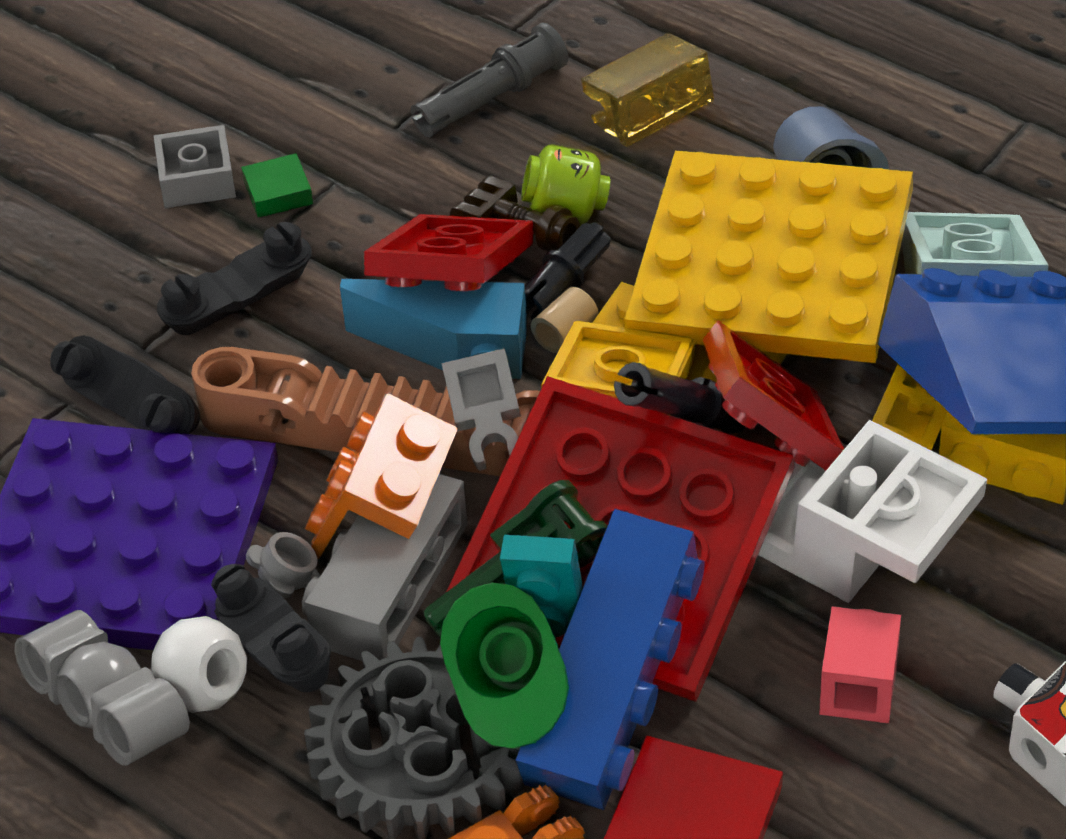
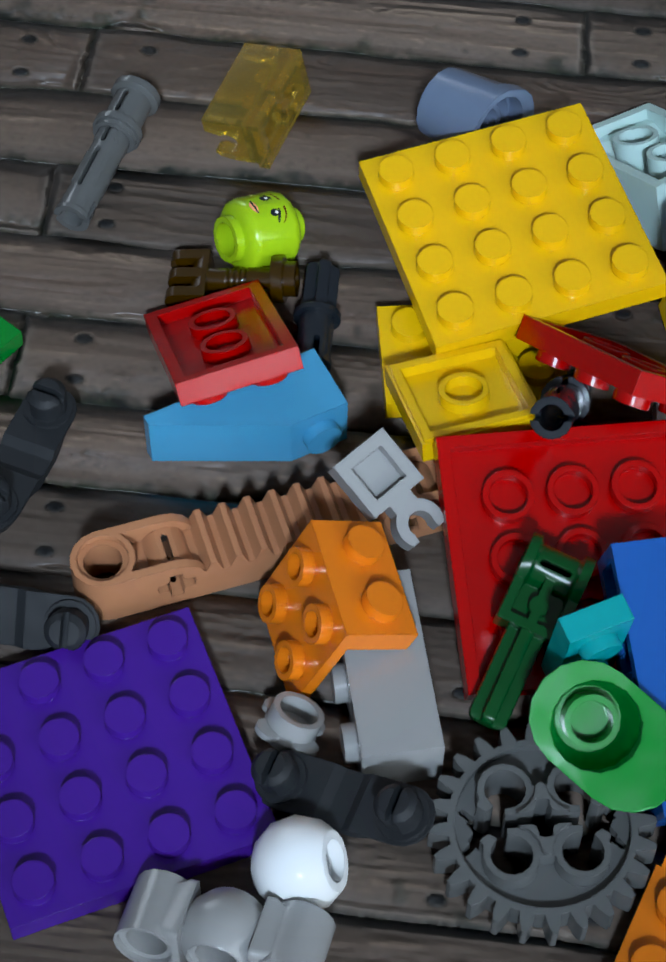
camera: 35 degrees left, 10 degrees up
(556, 320) = (354, 363): tan hinge -> none

